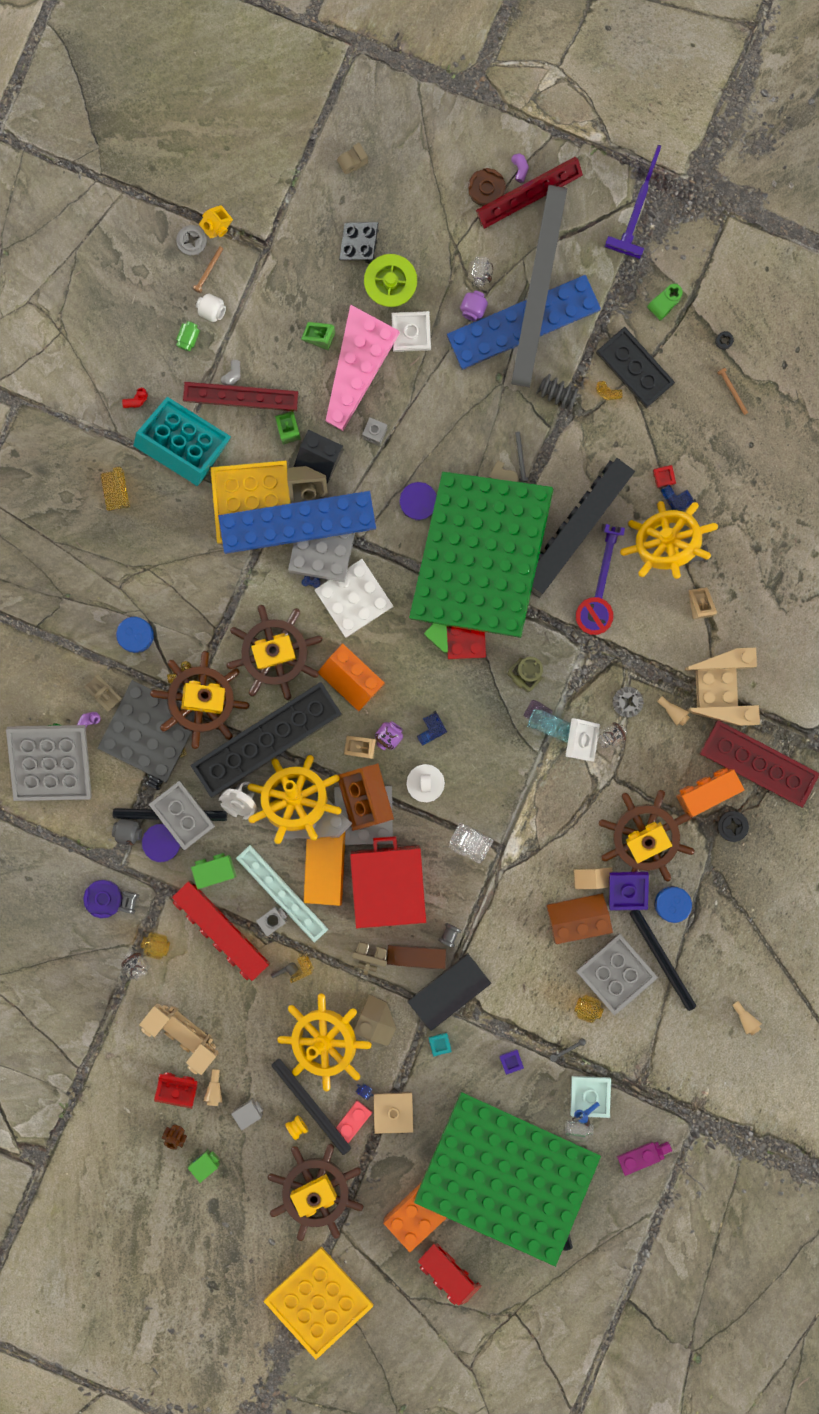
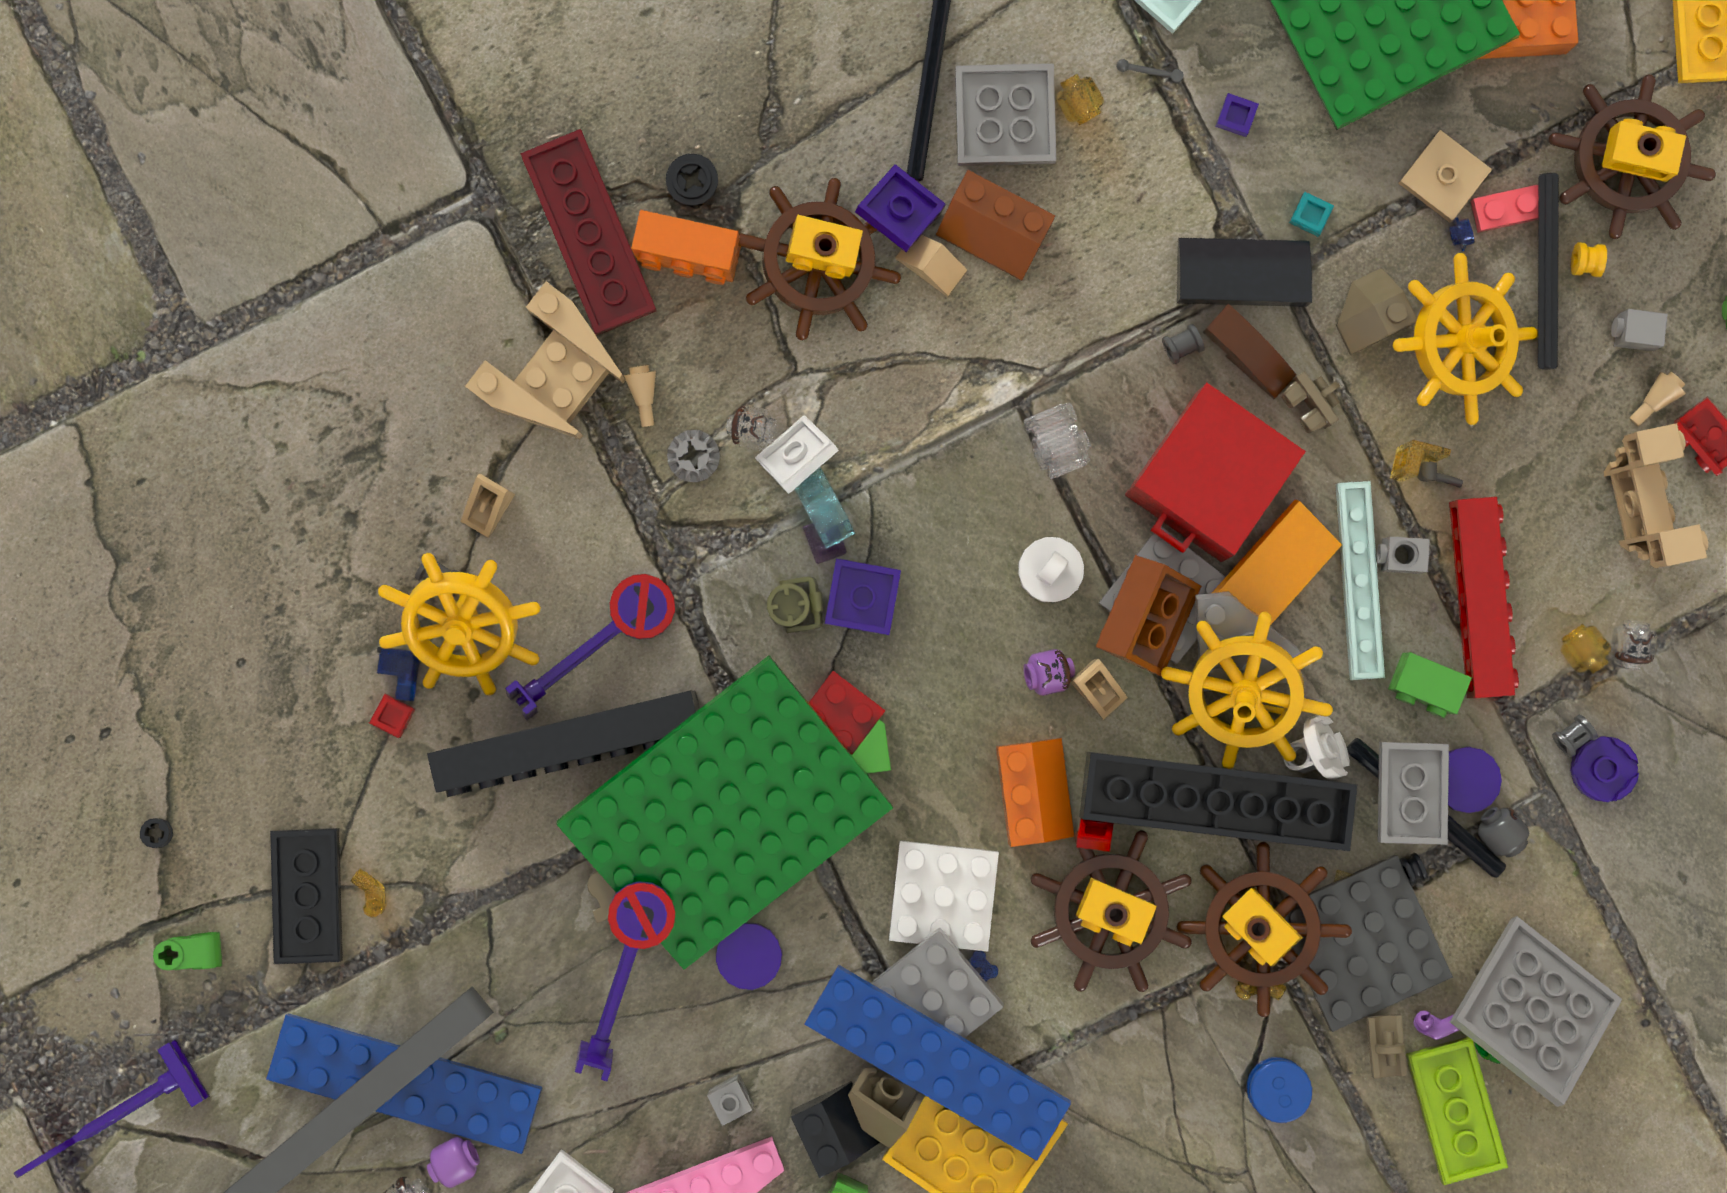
camera: 140 degrees left, 0 degrees up
(47, 690) = (1456, 1110): none -> lime tile
(309, 679) = (1095, 835): none -> red tile
(435, 729) = (978, 631): clear blue piece -> none
(481, 476) = (639, 918): none -> dark purple piece
(499, 701) = (862, 596): none -> dark purple plate
(521, 461) = (582, 869): dark grey piece -> none
(558, 392) = (438, 948): dark grey piece -> none
(673, 904) = (856, 143): blue head -> none
(732, 389) = (195, 792): medium nougat piece -> none

